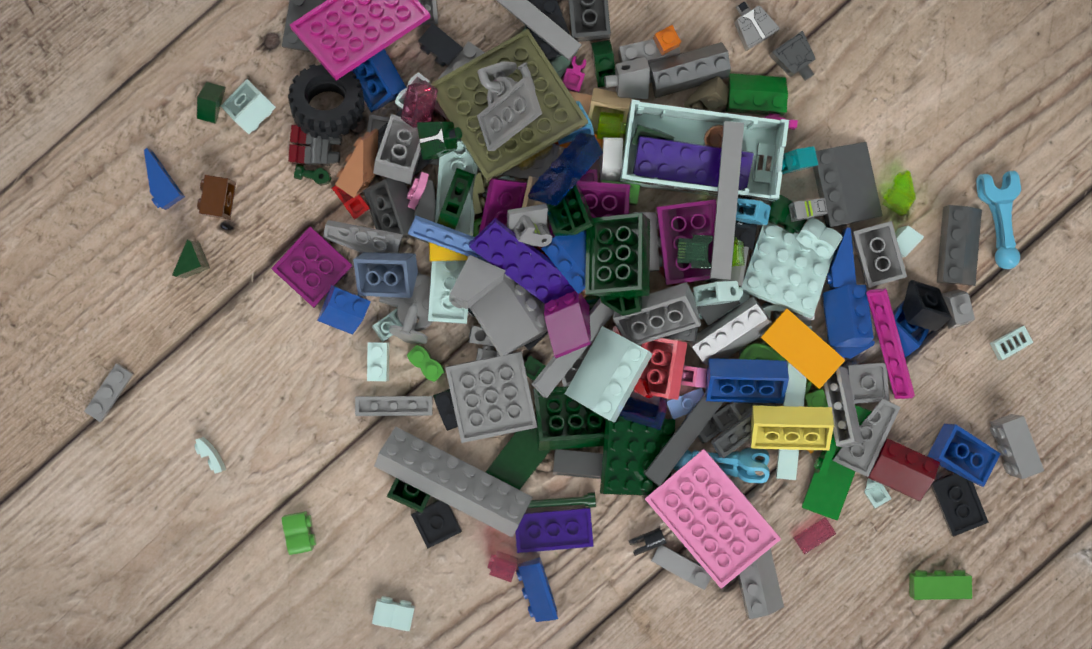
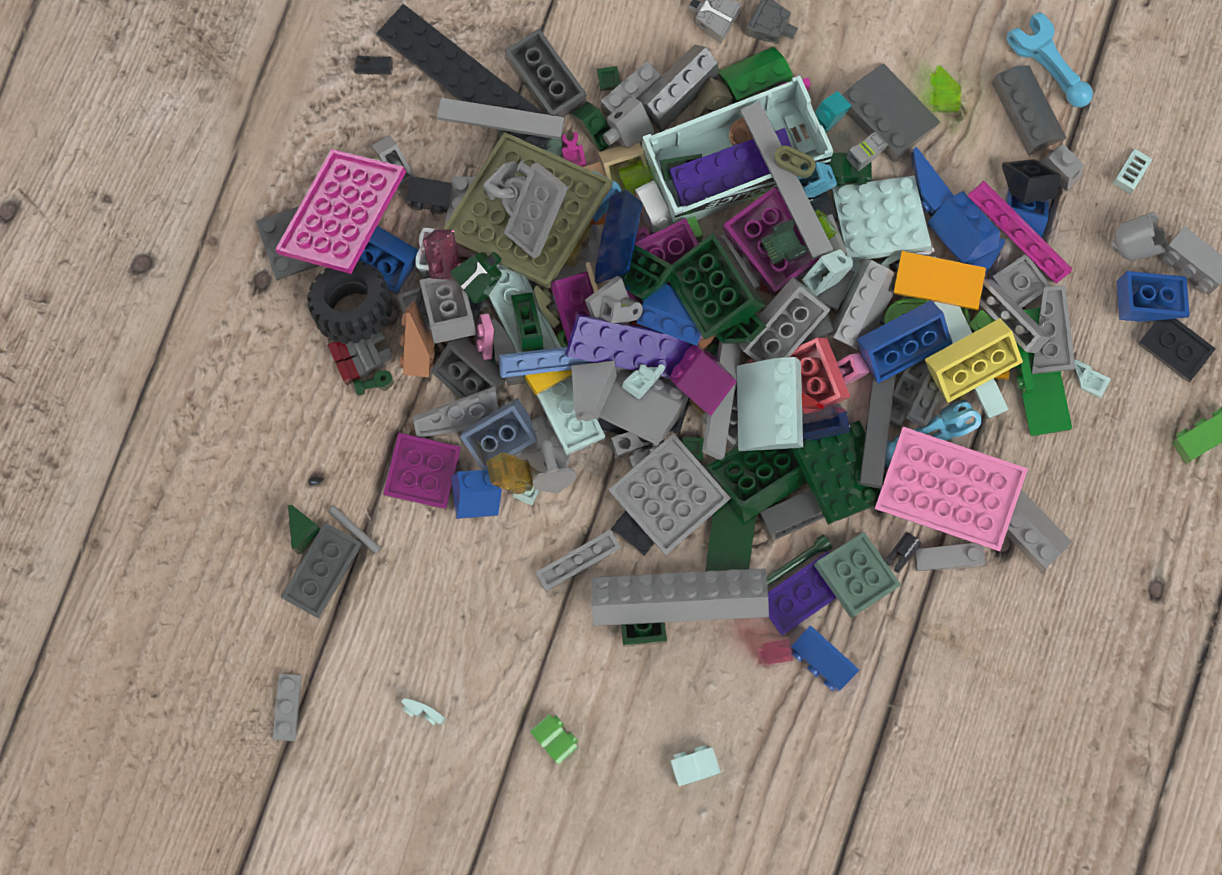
camera: 30 degrees left, 10 degrees down
(160, 183) = (232, 474): blue slope -> none
(191, 301) = (321, 570): none -> dark grey plate
(209, 102) = (234, 370): dark green slope -> none
(216, 197) = (293, 453): reddish brown brick -> none
(235, 283) = (354, 529): none -> light grey bar
(248, 106) = (274, 352): light aqua slope -> none
(355, 206) = (426, 387): red slope -> none
(375, 310) = (510, 473): none -> clear yellow brick
(378, 361) = (538, 525): light aqua brick -> none
(430, 367) = (581, 499): bright green brick -> none
(436, 523) = (685, 652): black tile -> none
(520, 296) = (642, 379): none -> light aqua slope
(601, 540) = (857, 574): none -> sand green plate
(638, 29) = (608, 78): none -> dark green plate
(667, 40) = (642, 68): orange brick -> none
(684, 403) = (858, 400): light blue plate -> none
(743, 189) = (794, 161): none -> olive plate
(814, 535) = (1059, 456): clear pink tile -> none
(819, 238) = (892, 171): light aqua brick -> none
(879, 254) = (958, 156): light grey slope -> none
(904, 470) = (1105, 343): dark red slope -> none
(907, 239) = (974, 132): light aqua slope -> none
(983, 402) = (1140, 238): none -> light grey cylinder

